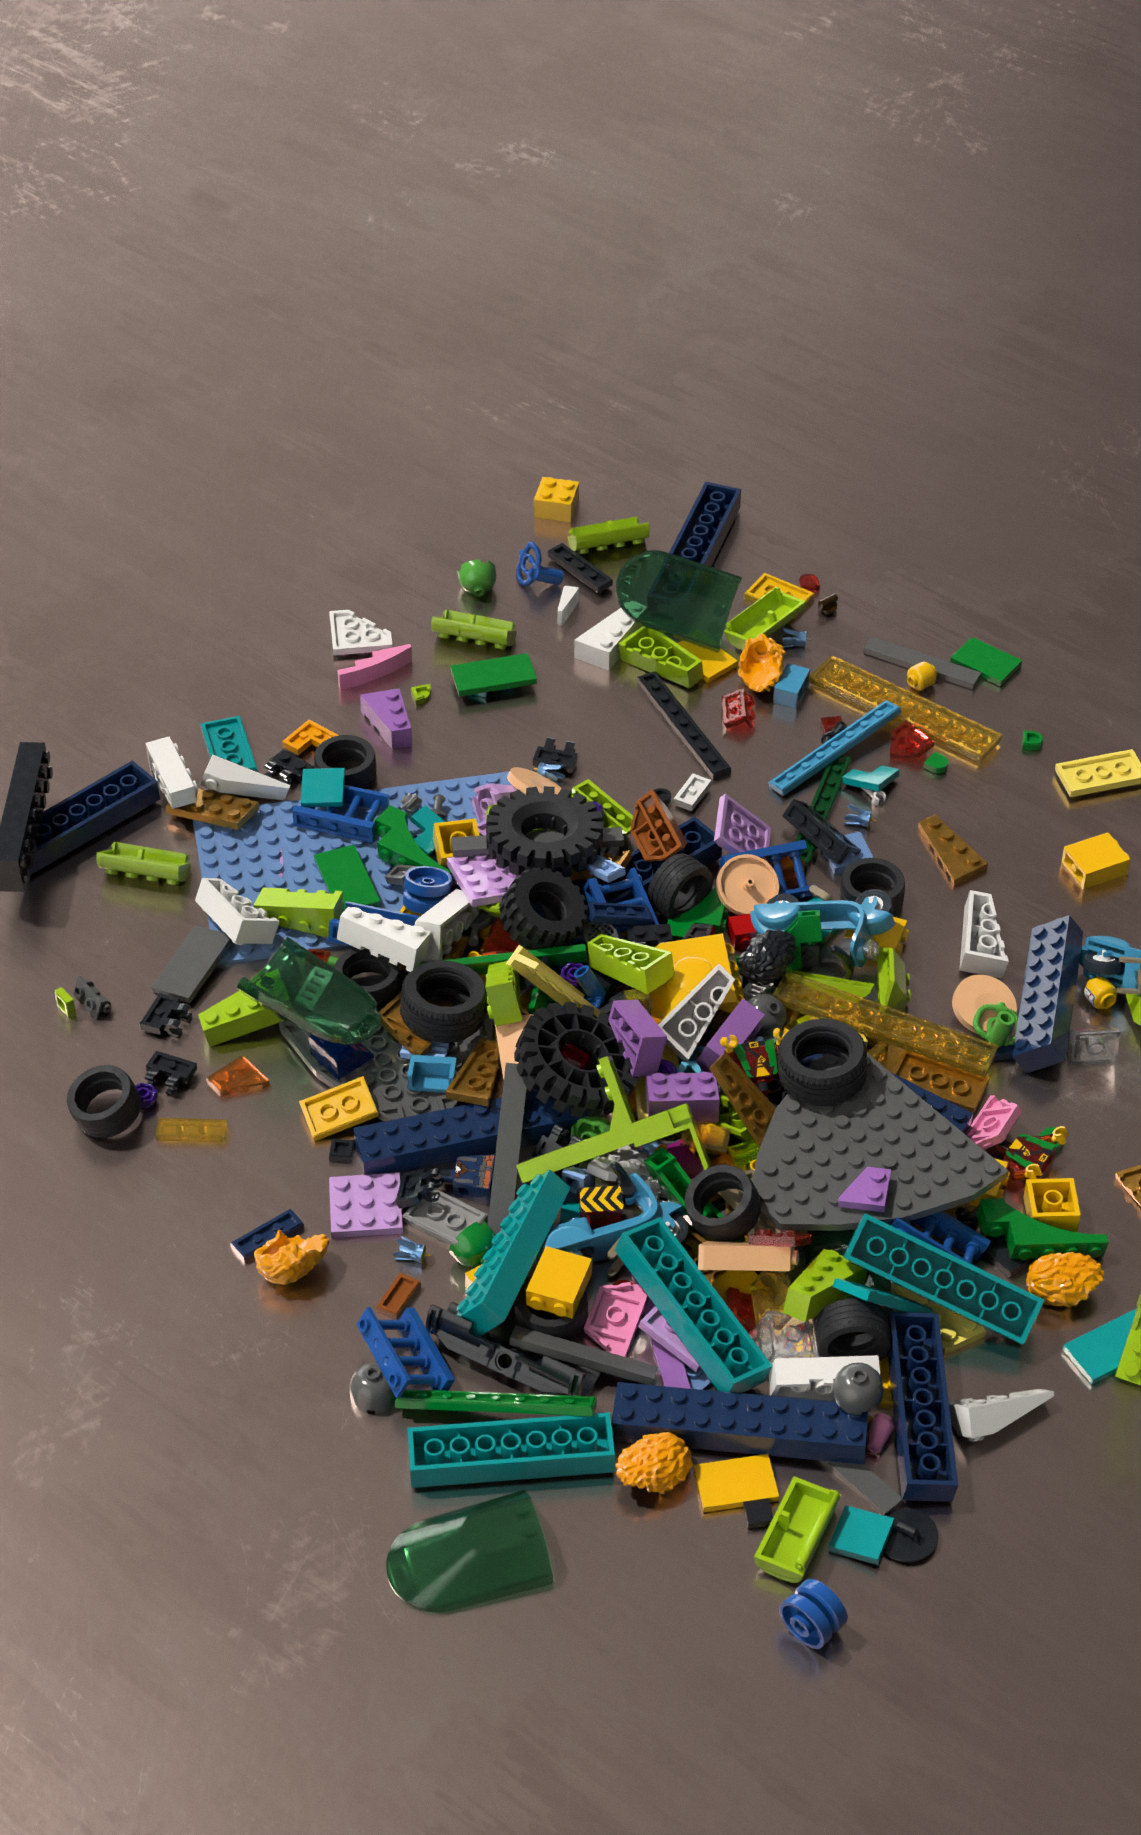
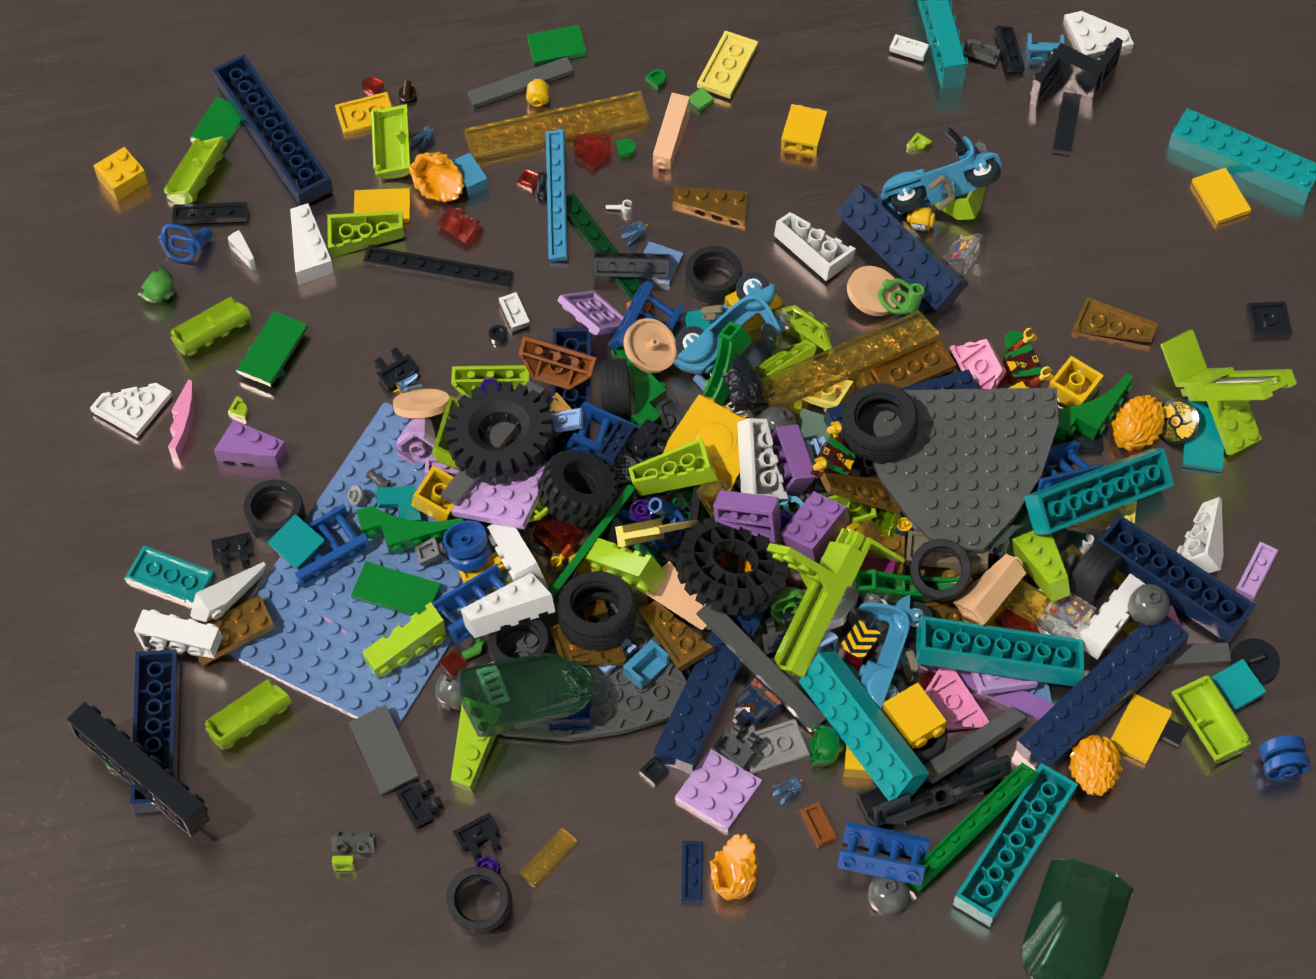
camera: 50 degrees left, 15 degrees up
(235, 913) = (368, 688): white wedge -> none
(236, 1077) = (523, 794): clear orange wing -> none
(305, 736) = (214, 510): light orange plate -> none
(338, 1108) = (618, 746): yellow tile -> none
(664, 524) = (217, 122): none -> green tile
(677, 597) = (331, 179): clear green windscreen -> none
(740, 931) = (678, 380): red brick -> none
(785, 1238) = (1000, 559): clear red wing -> none
(867, 1191) = (1007, 478): medium lavender wing -> none
(872, 781) = (610, 196): teal tile -> none
(880, 1297) = (1084, 536): teal tile -> none
(985, 776) = (672, 131): none -> light nougat slope
(1011, 1477) = (1256, 570): none -> lavender tile
(1045, 779) = (701, 99): none -> bright green tile
(1101, 1308) = (1180, 421): none -> shield

